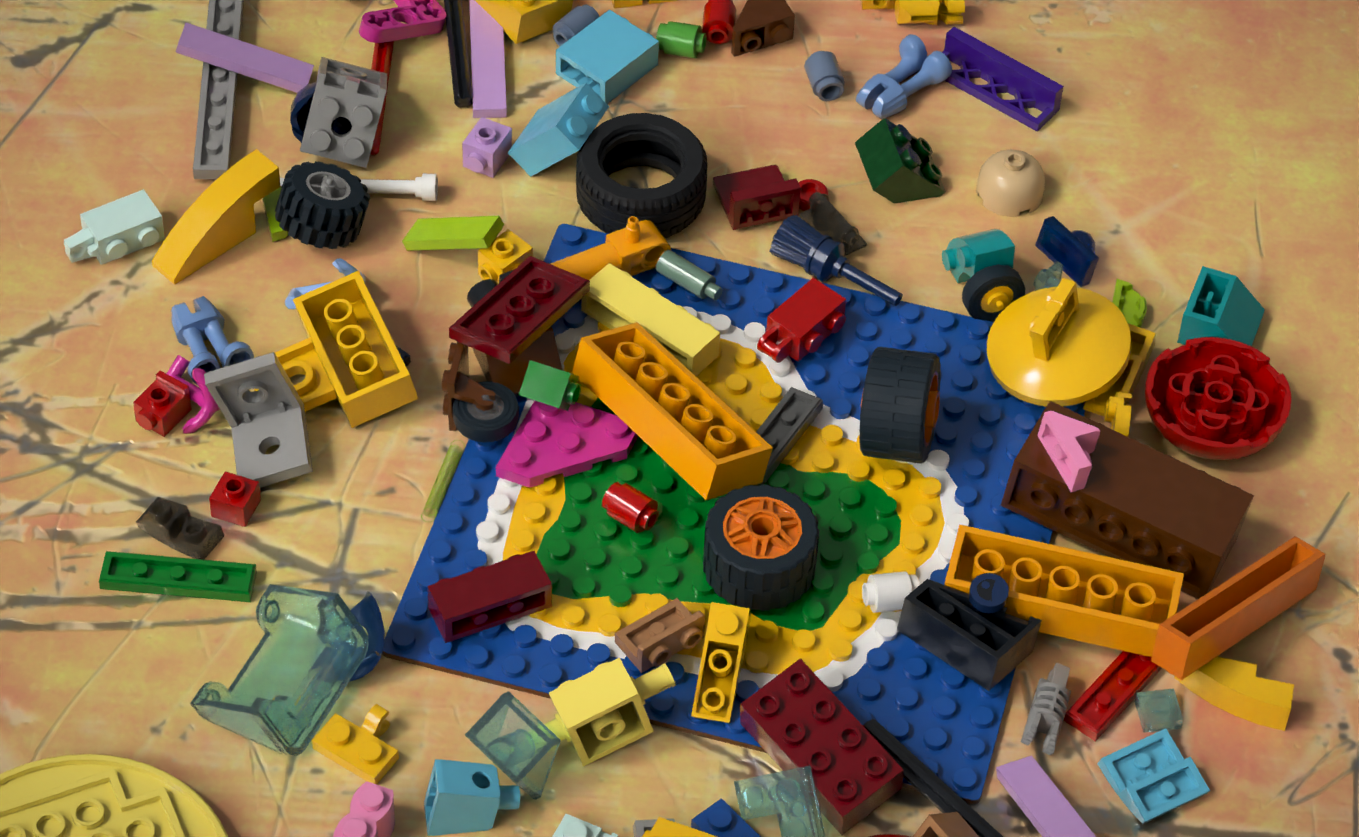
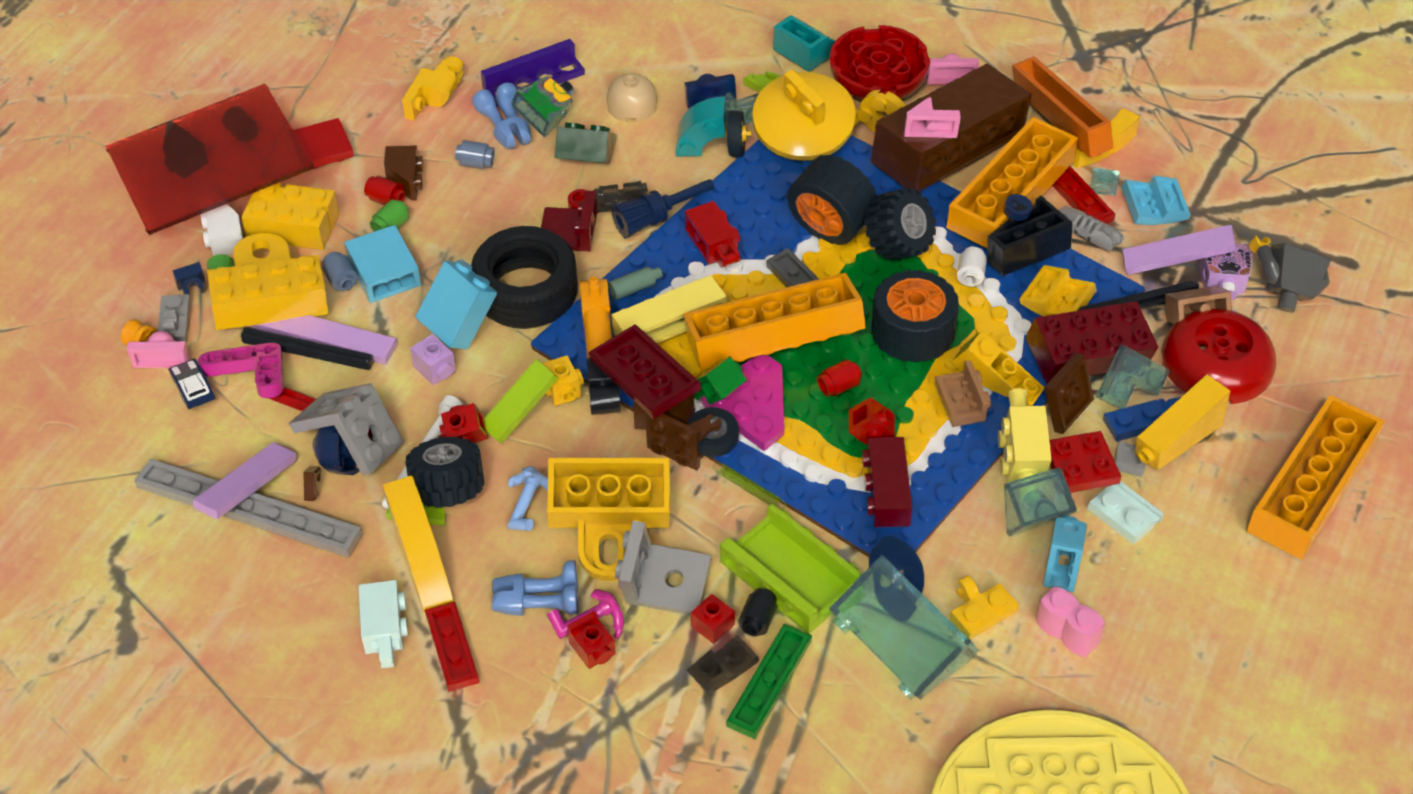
camera: 65 degrees left, 0 degrees up
(115, 298) = (452, 646): none -> red tile
(257, 535) = (758, 612): none -> black brick
(272, 112) = (311, 476): none -> reddish brown tile
(335, 540) = (791, 565): none -> lime panel
(398, 202) = (464, 422): none -> red brick
(563, 541) = (871, 420): none -> red brick
(602, 777) = (1084, 461): none -> red plate
(717, 740) = (1069, 393): none -> reddish brown tile
(898, 485) = (900, 224): none -> black wheel
(898, 696) = (1056, 292): none -> yellow slope
(941, 104) = (543, 103): none -> torso
(1269, 485) = (949, 68): none -> bright pink tile

